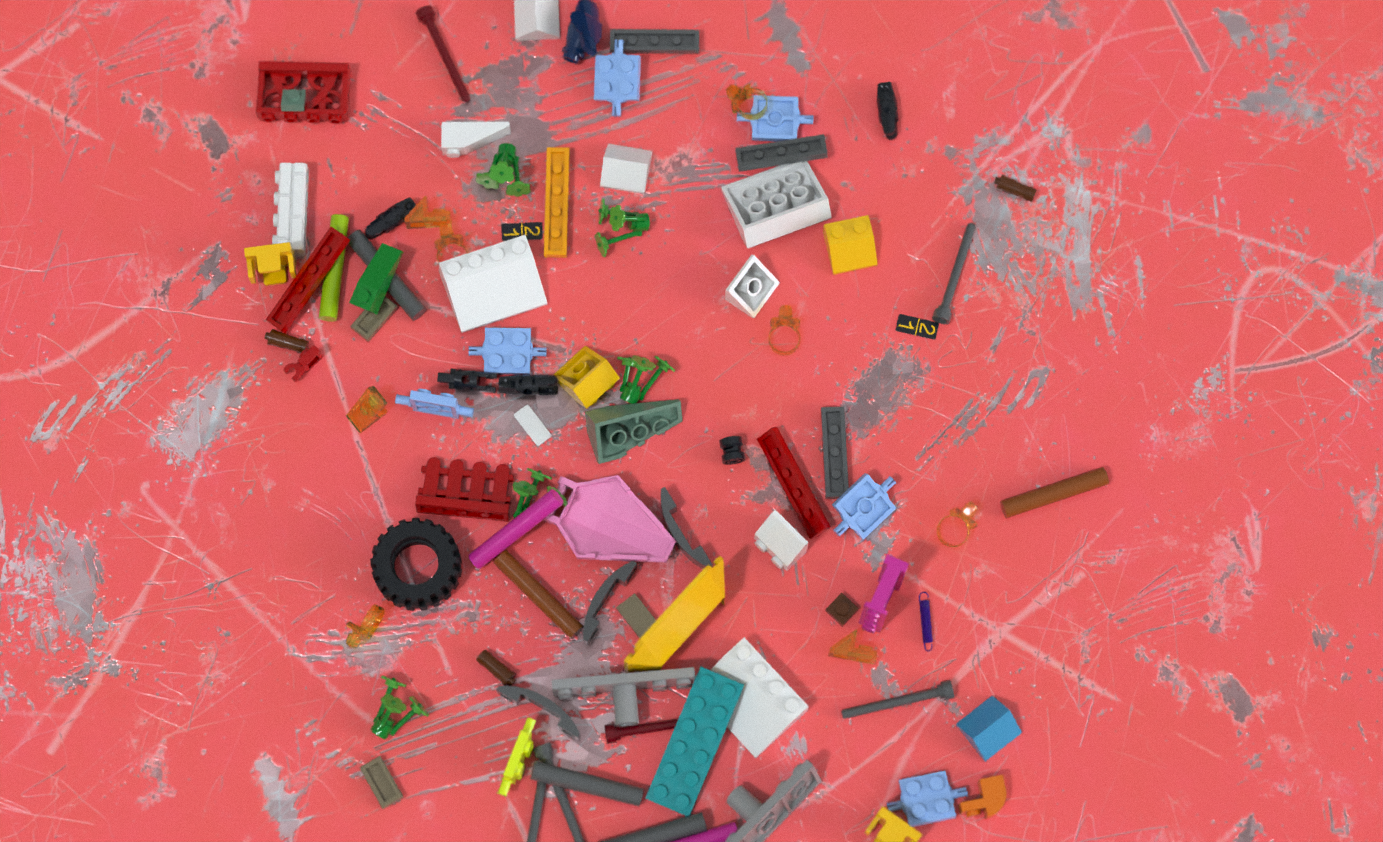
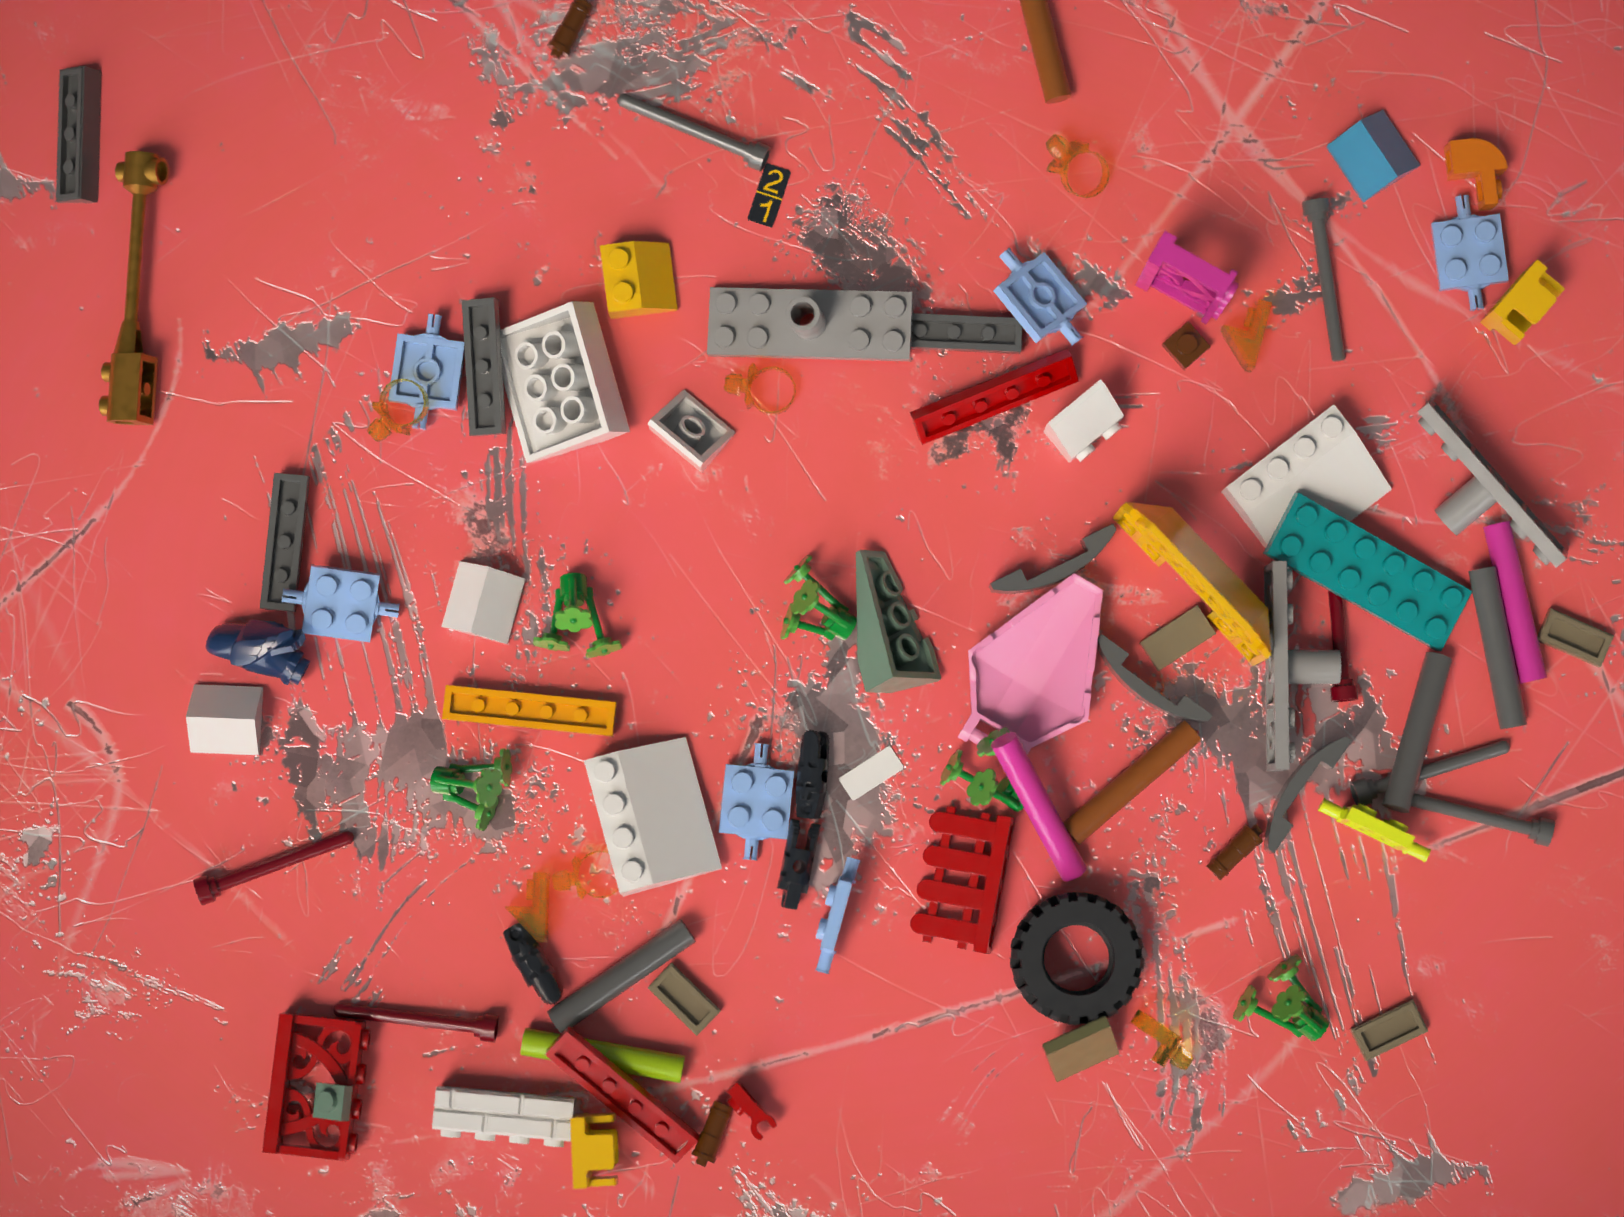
camera: 80 degrees left, 10 degrees up
(347, 193) = (483, 1027): none -> dark red piece
(355, 571) = (1080, 1048): none -> olive tile
(367, 409) = (832, 1017): slope -> none
(376, 279) = (633, 989): green slope -> none
(466, 137) = (413, 840): white slope -> none
(512, 230) = (568, 767): black sticker -> none
(586, 376) = (807, 687): yellow slope -> none
(732, 450) = (946, 481): black wheel -> none
(831, 358) = (843, 326): none -> light grey plate
(887, 109) = (428, 202): black hinge -> none
(926, 621) = (1212, 227): dark purple piece -> none

